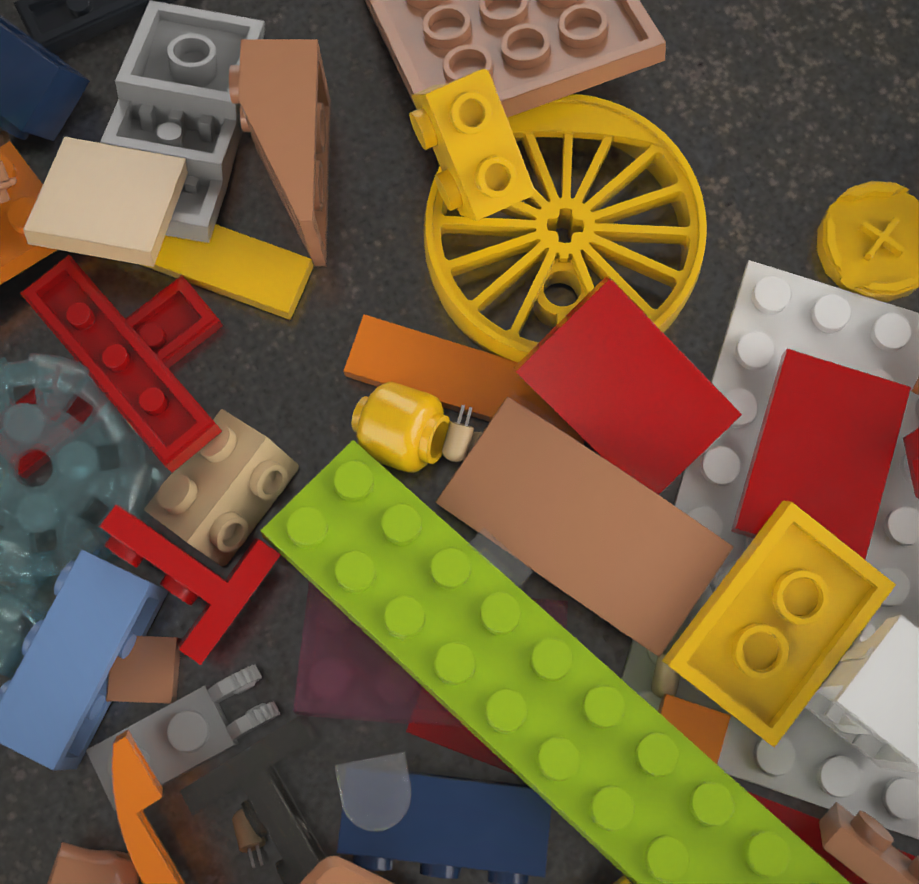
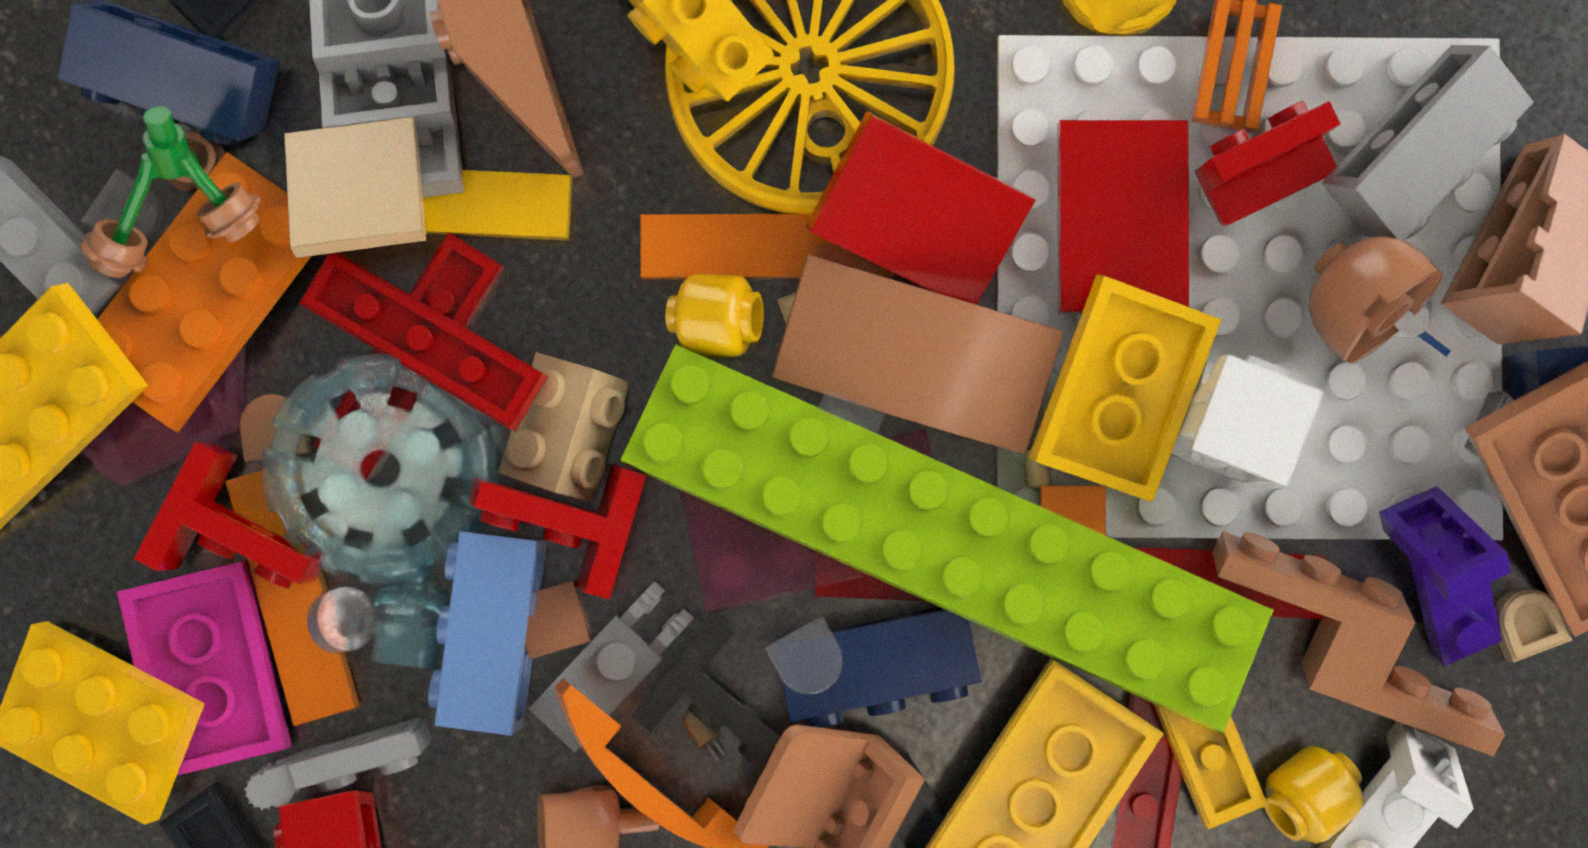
camera: 20 degrees left, 10 degrees up
(458, 438) = (773, 308): tan piece -> none

